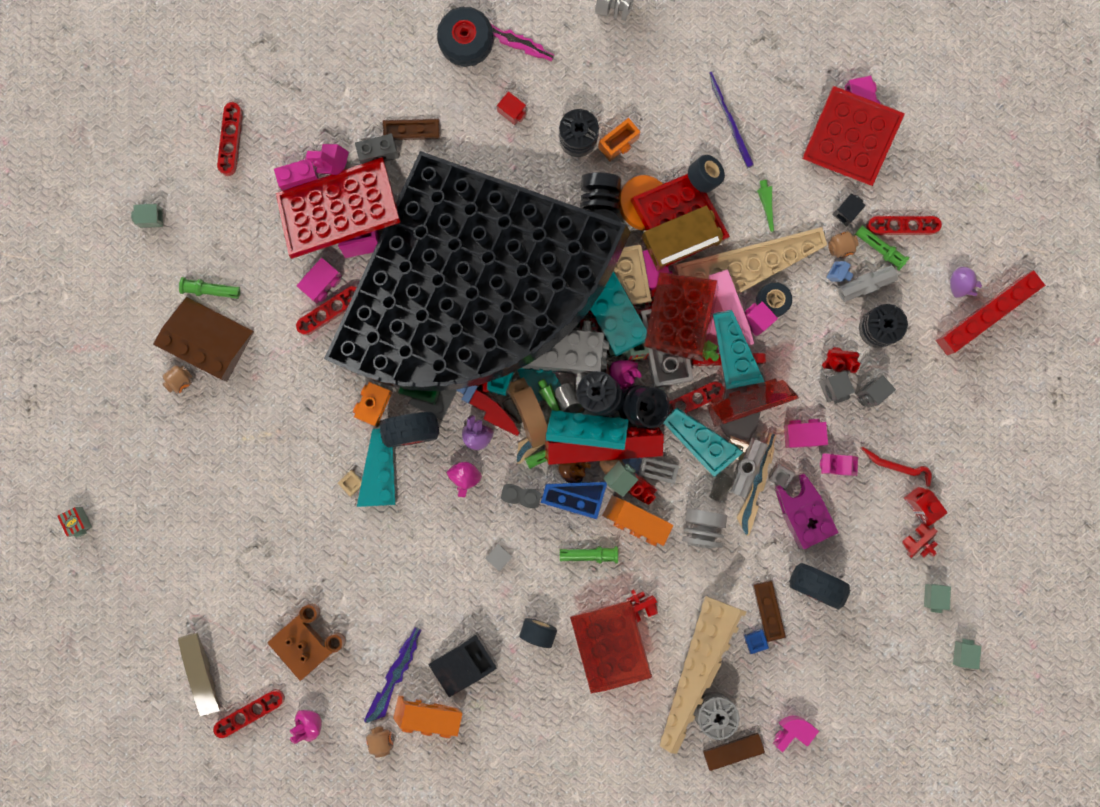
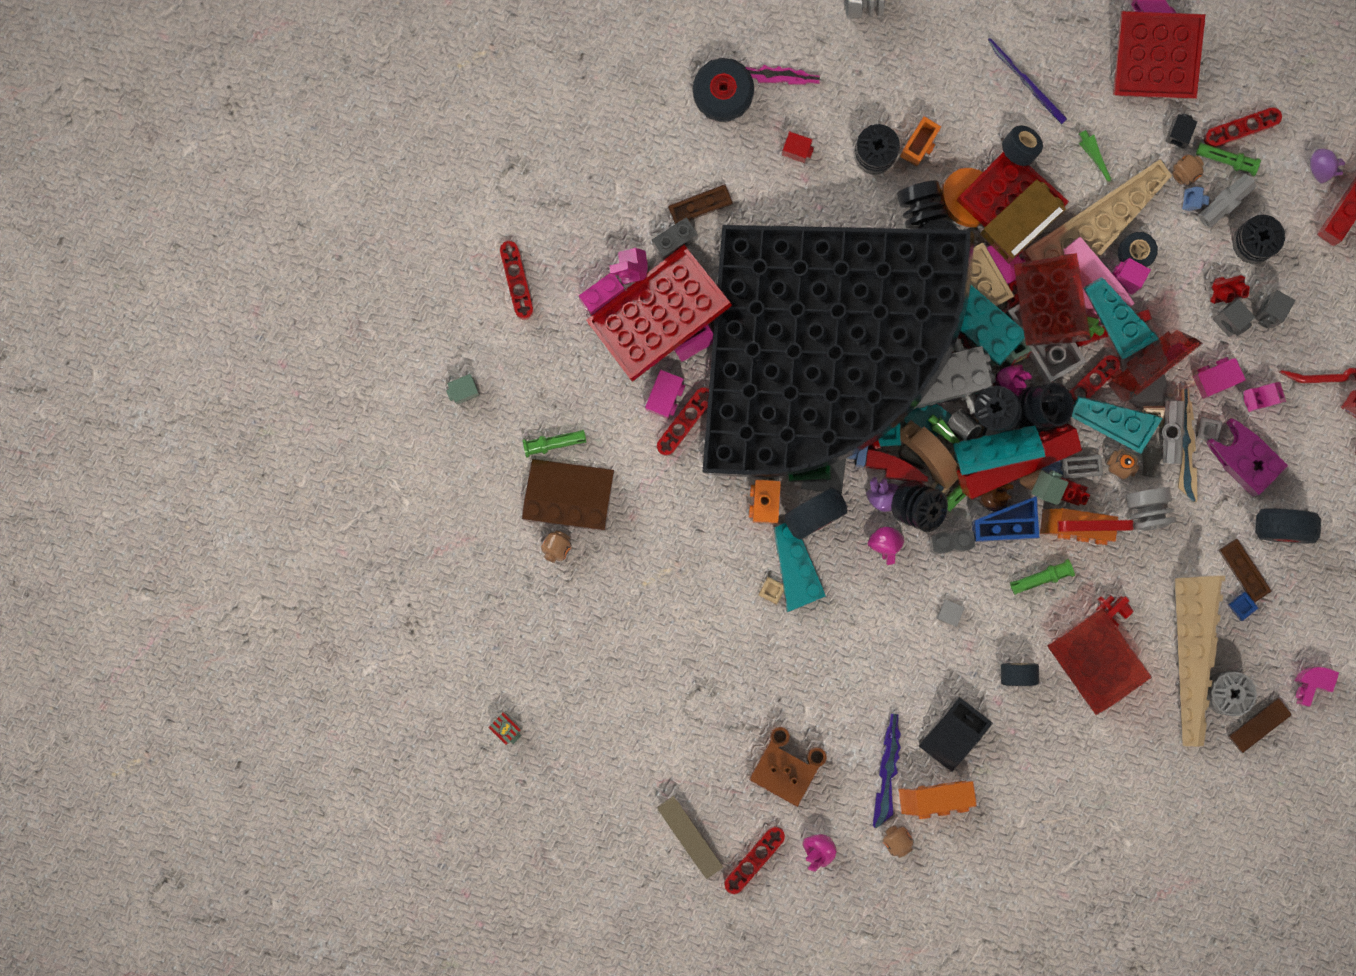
camera: 10 degrees left, 0 degrees up
(502, 454) = (919, 506): none -> black wheel
(648, 526) = (1095, 525): none -> red beam
(695, 480) = (1122, 464): none -> medium nougat head

